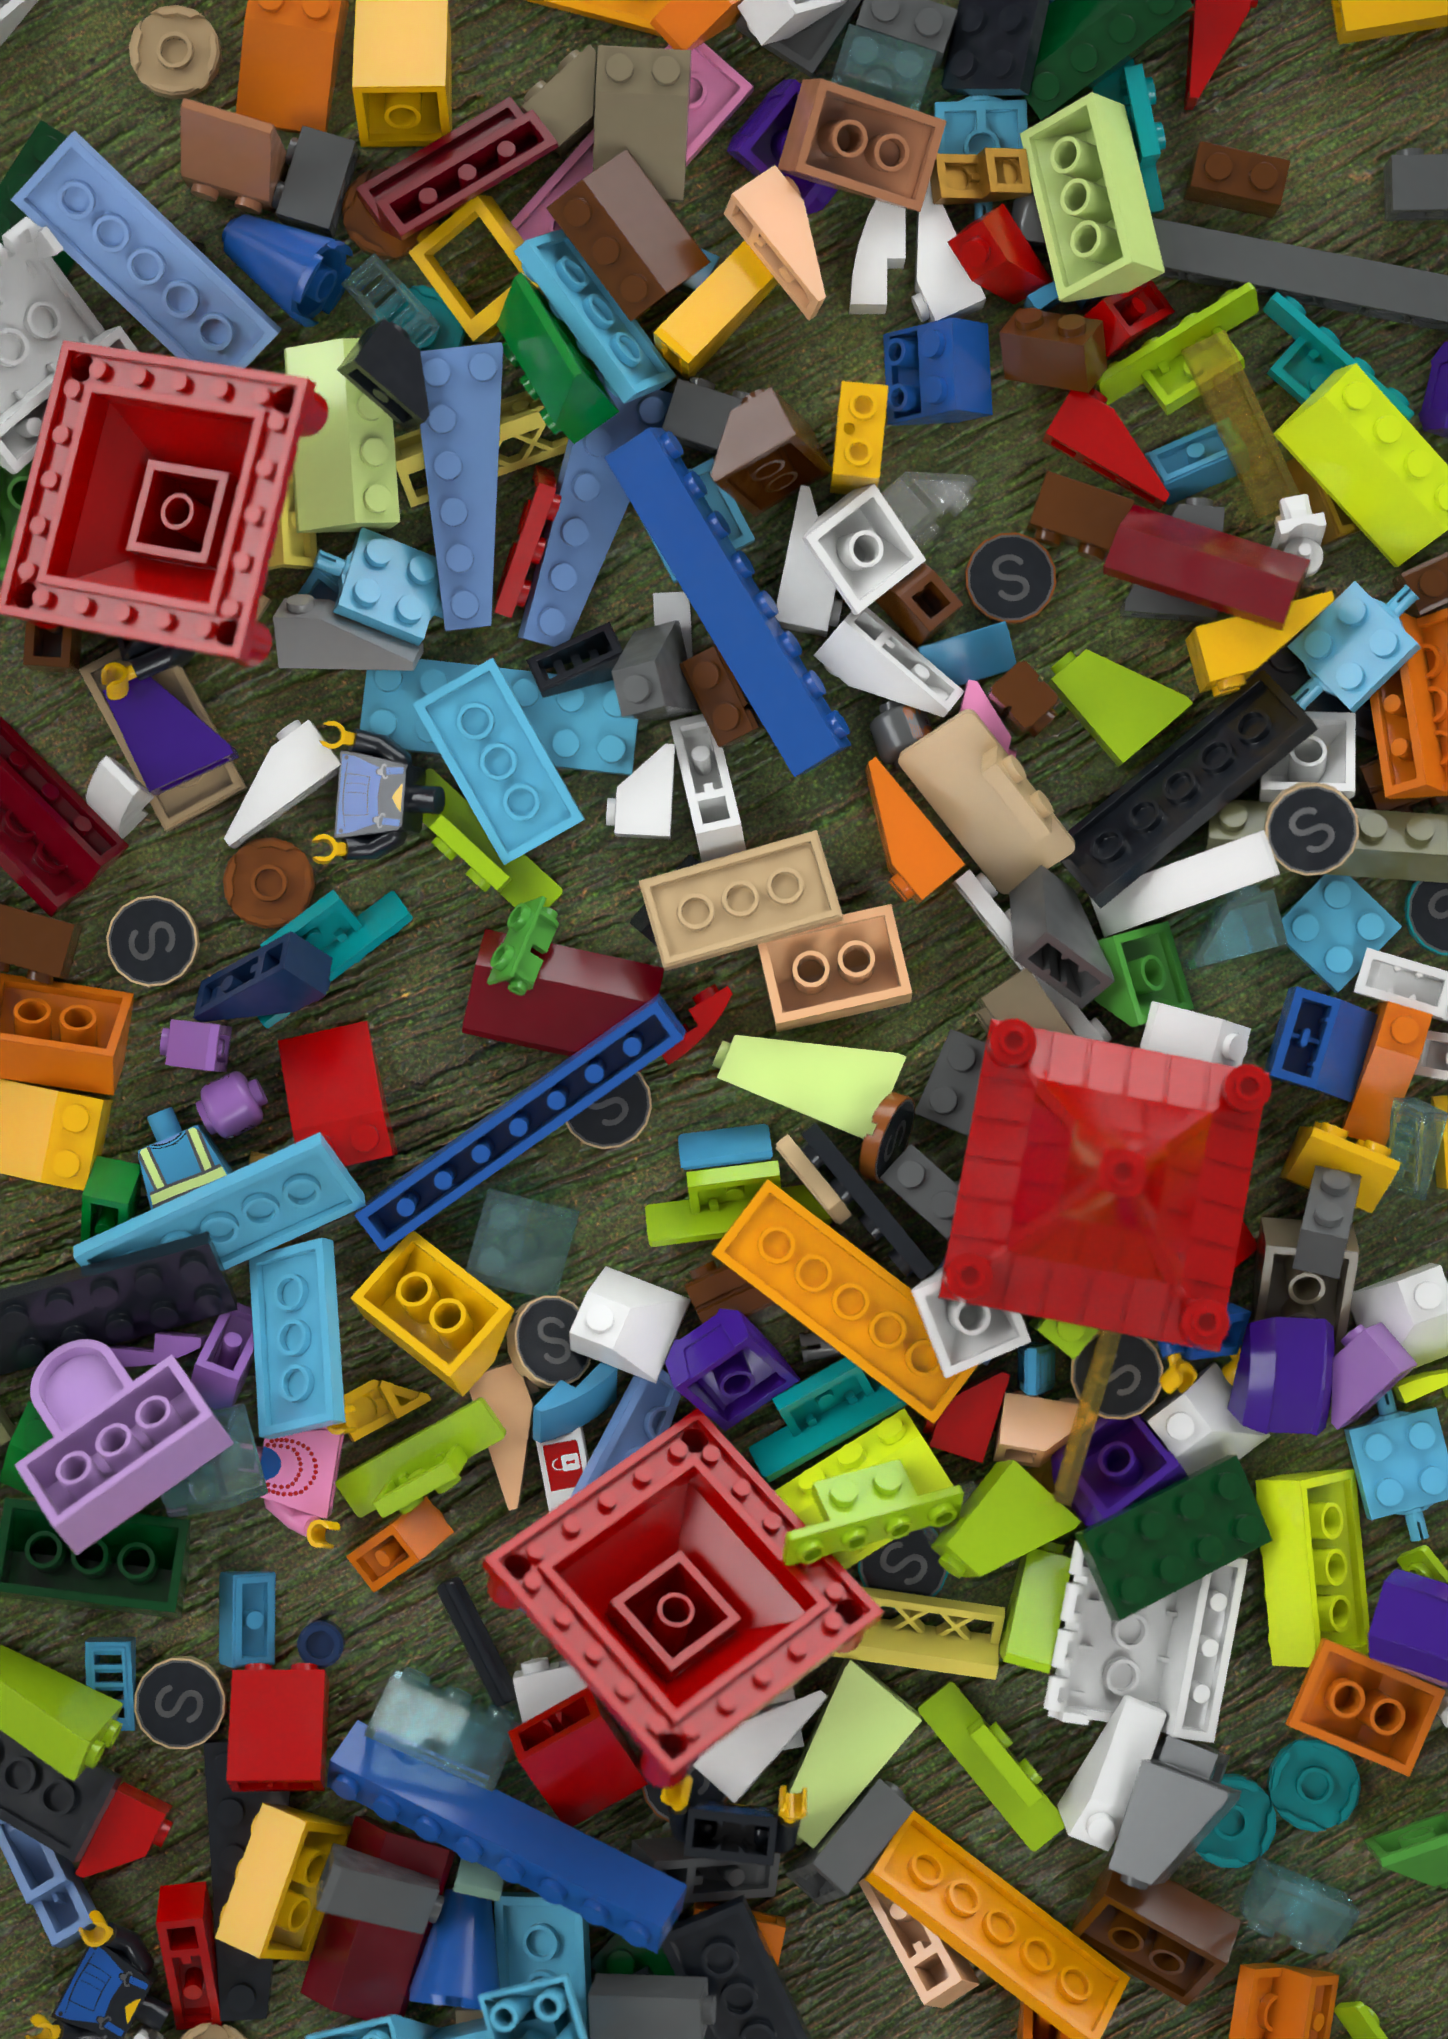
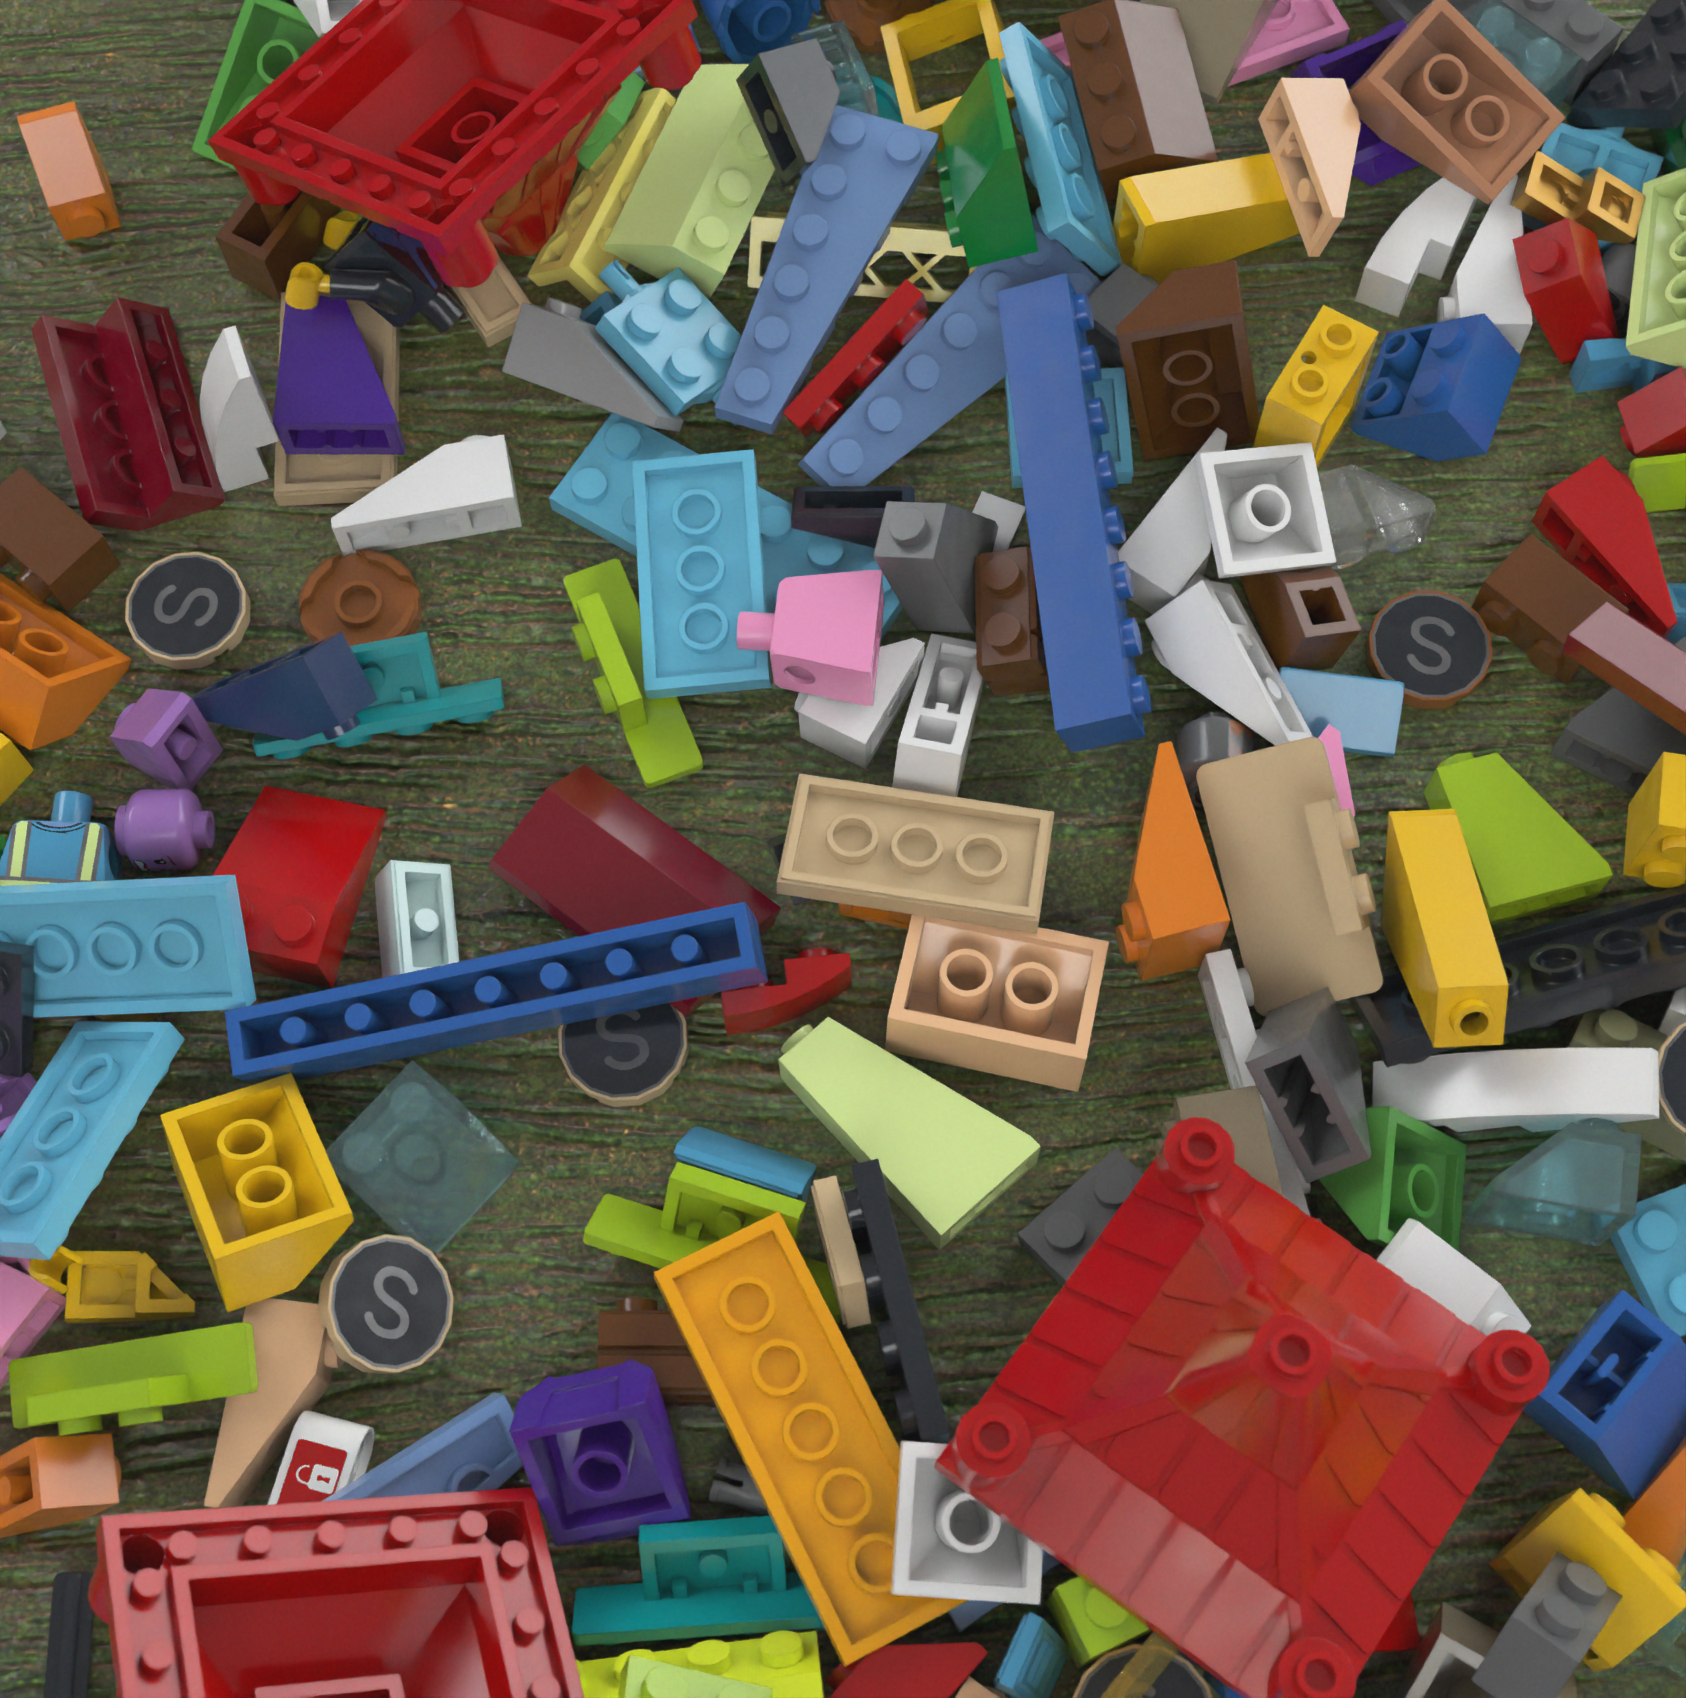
camera: 25 degrees right, 20 degrees down
(377, 797) = (535, 554): torso -> none
(431, 1089) = (415, 917): none -> light aqua slope
(529, 928) = (597, 801): bright green hinge -> none
(570, 1407) = (359, 1401): dark azure slope -> none
(607, 777) = (822, 634): none -> bright pink torso
(628, 1323) = (496, 1327): white slope -> none
(890, 1138) = (968, 1244): tile -> none
(923, 1188) = (979, 1324): dark grey brick -> none
(1023, 700) = (1389, 770): reddish brown brick -> none
(1053, 349) = (1594, 403): reddish brown brick -> none
(1099, 805) = (1442, 930): none -> yellow slope

